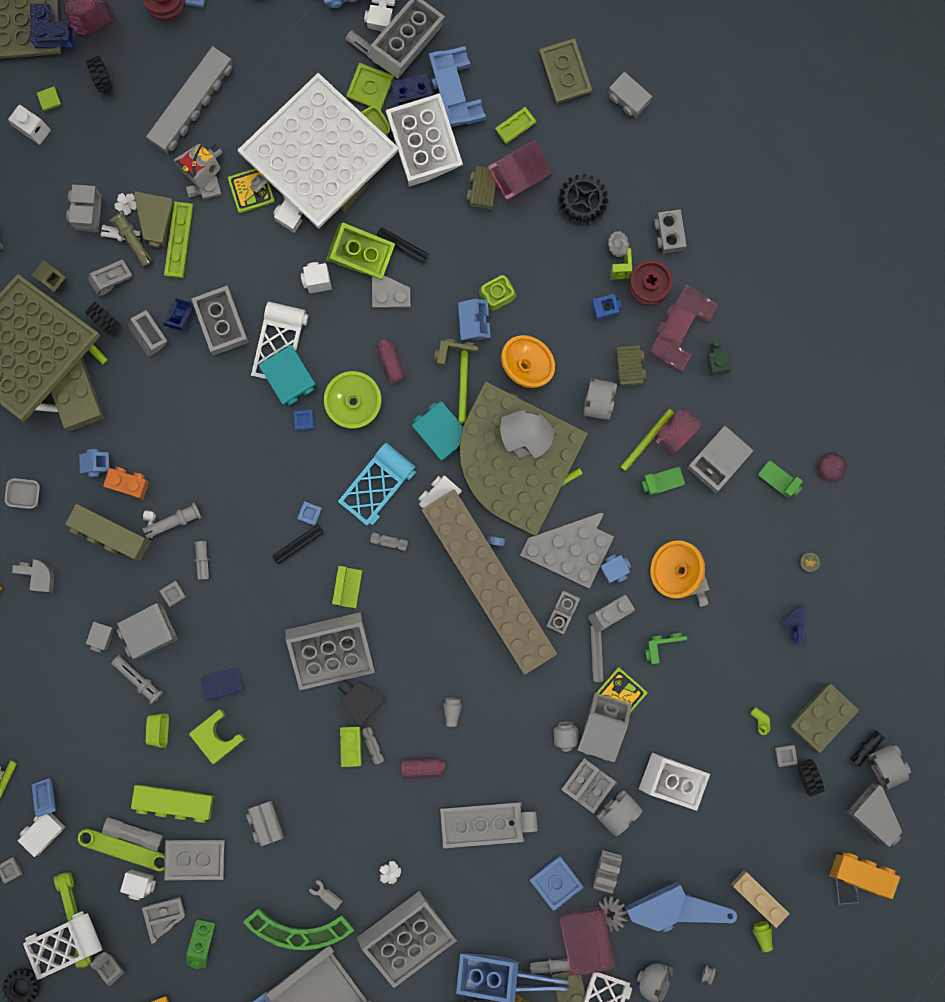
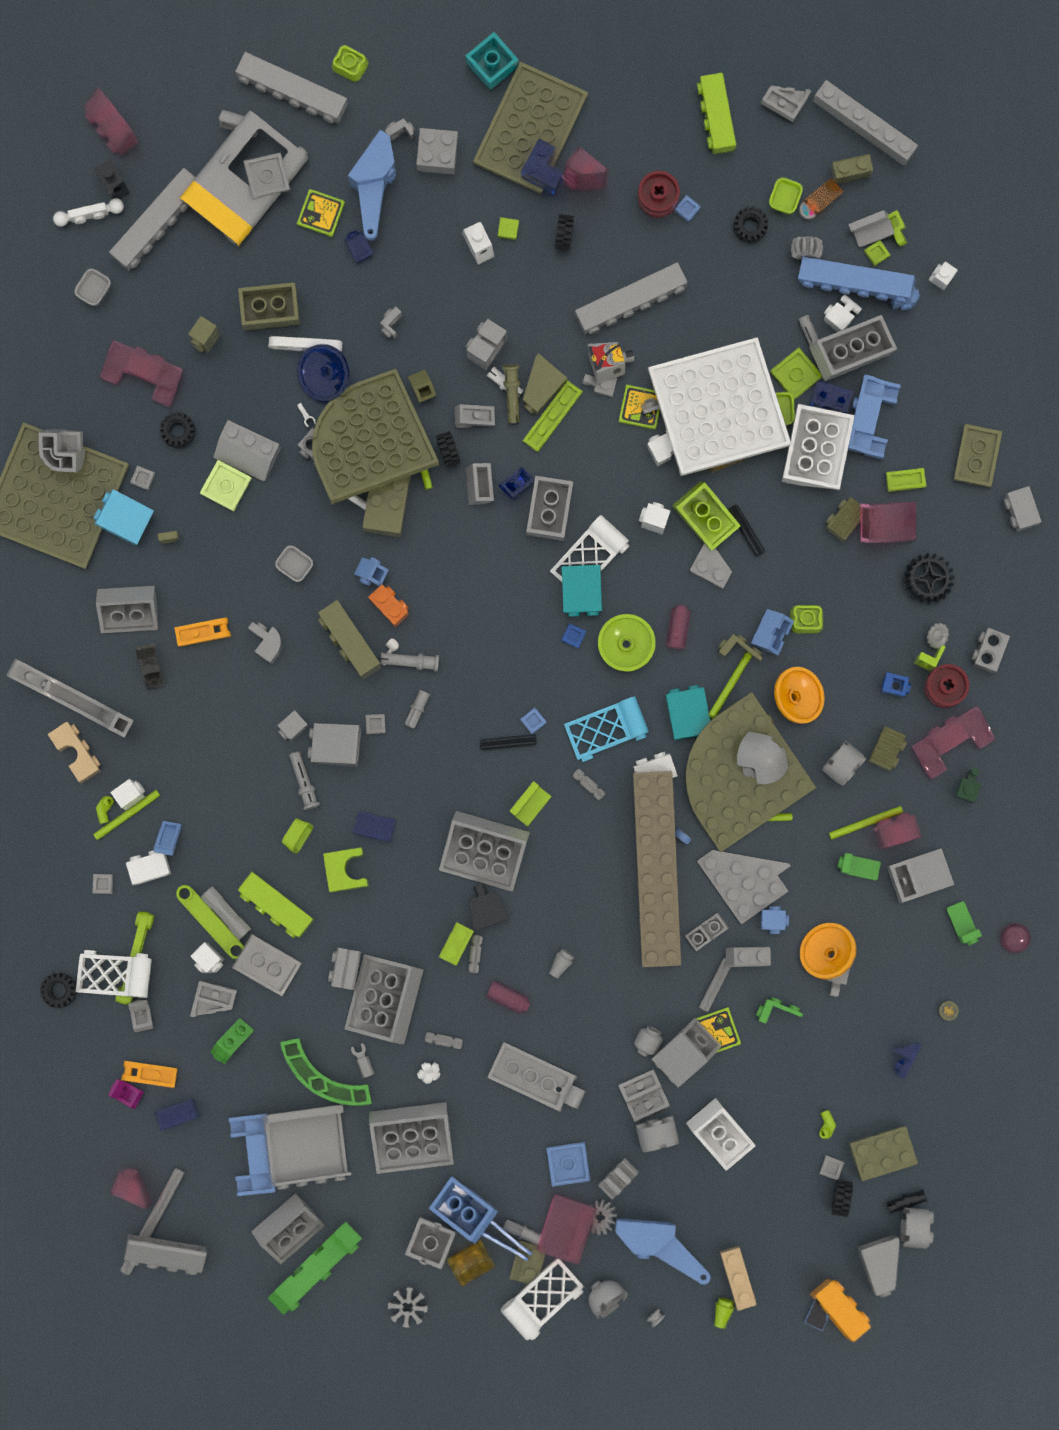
camera: 30 degrees right, 0 degrees up
(126, 203) = (524, 358): white plant -> none
(314, 831) = (383, 999): none -> light grey slope
(387, 837) = (443, 1040): none -> light grey axle

